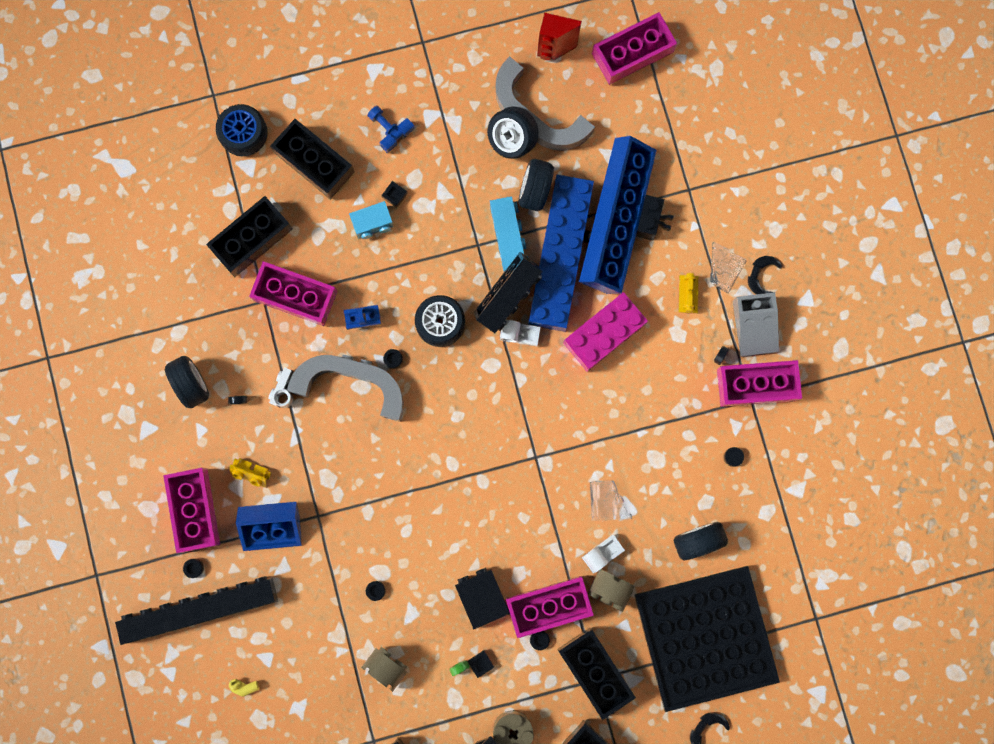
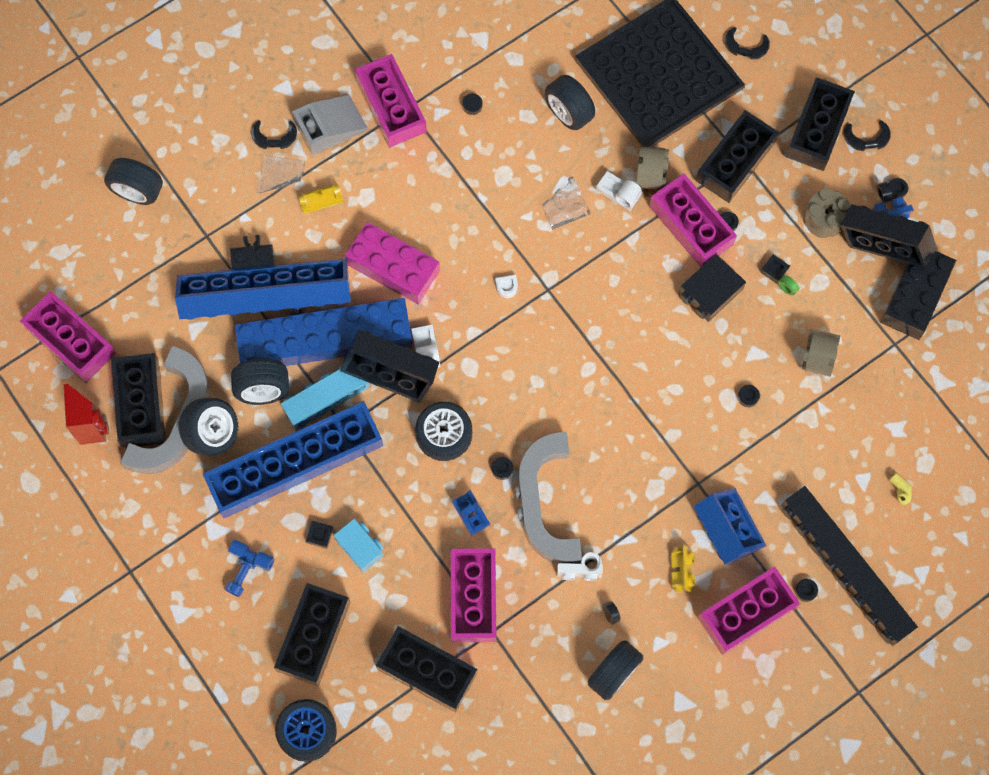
camera: 110 degrees left, 10 degrees down
(461, 192) = (293, 460): none -> blue brick
(551, 423) = (506, 286): none -> white tile
(558, 86) = (138, 400): none -> black brick
(721, 355) = (374, 146): black tile -> none
(755, 140) = (133, 181): none -> black wheel

